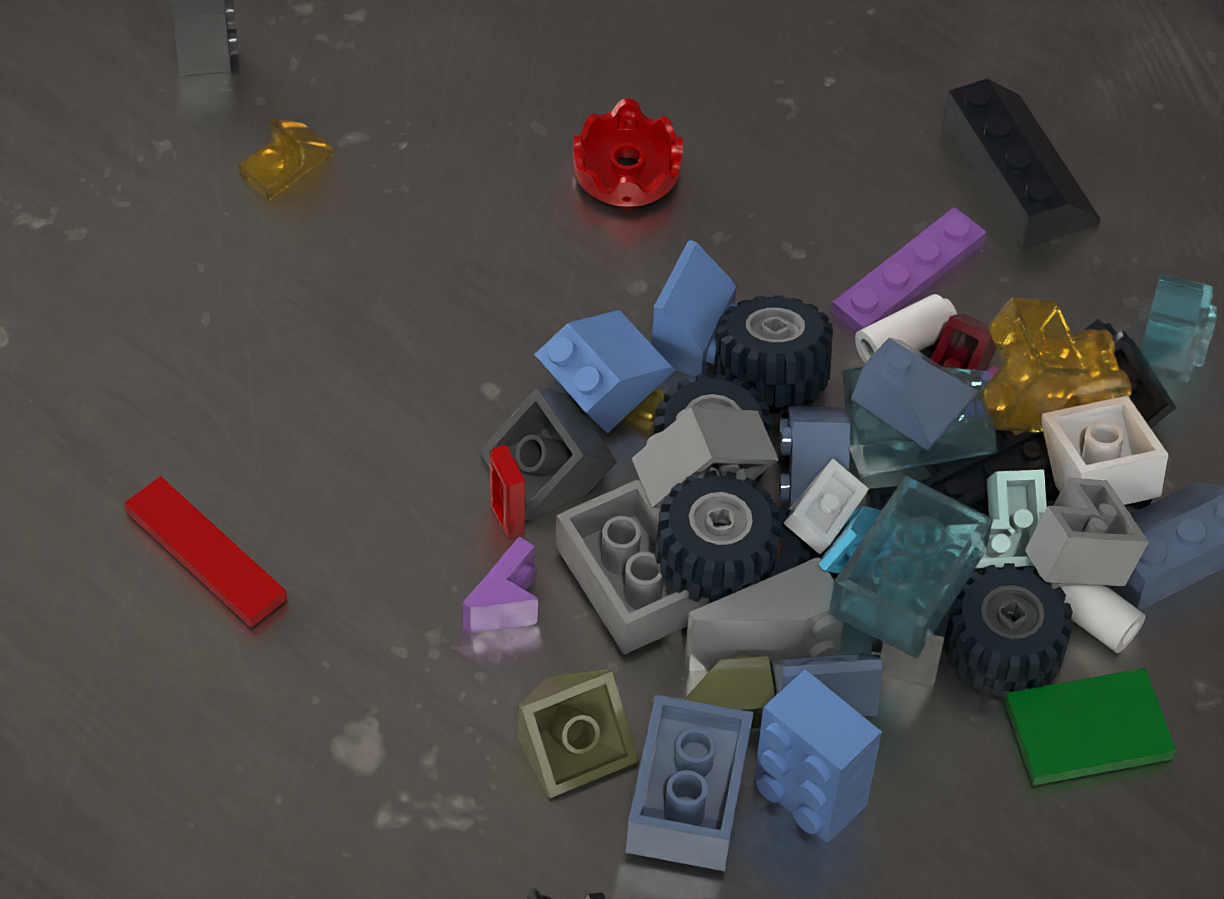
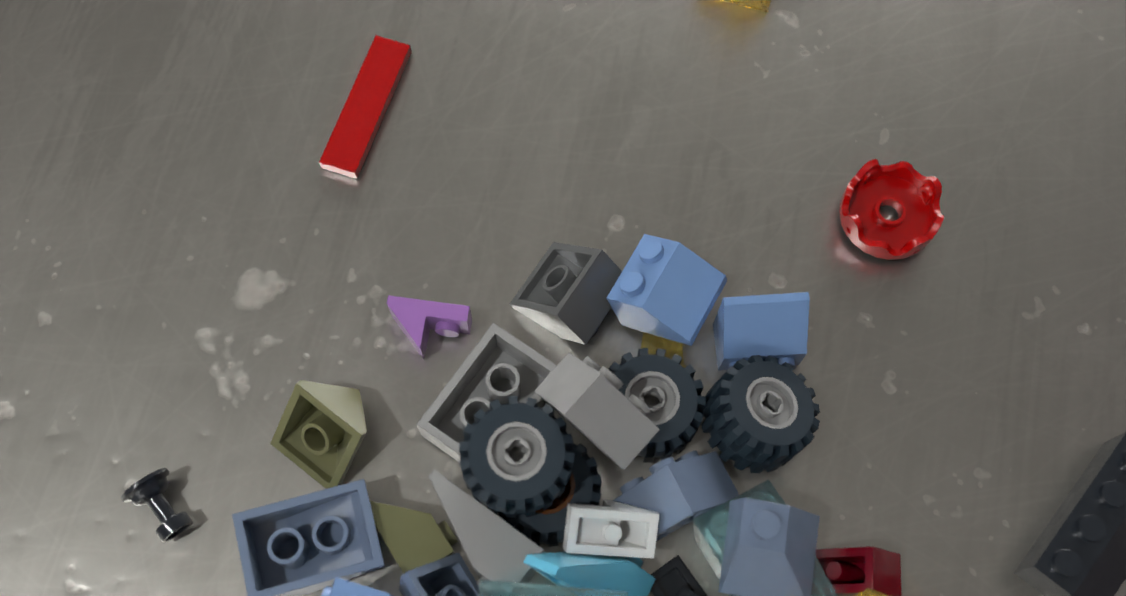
camera: 65 degrees right, 15 degrees up
(507, 492) = (505, 276): red tile -> none
(909, 271) = (926, 487): medium lavender plate -> none
(916, 325) = (856, 514): white brick -> none

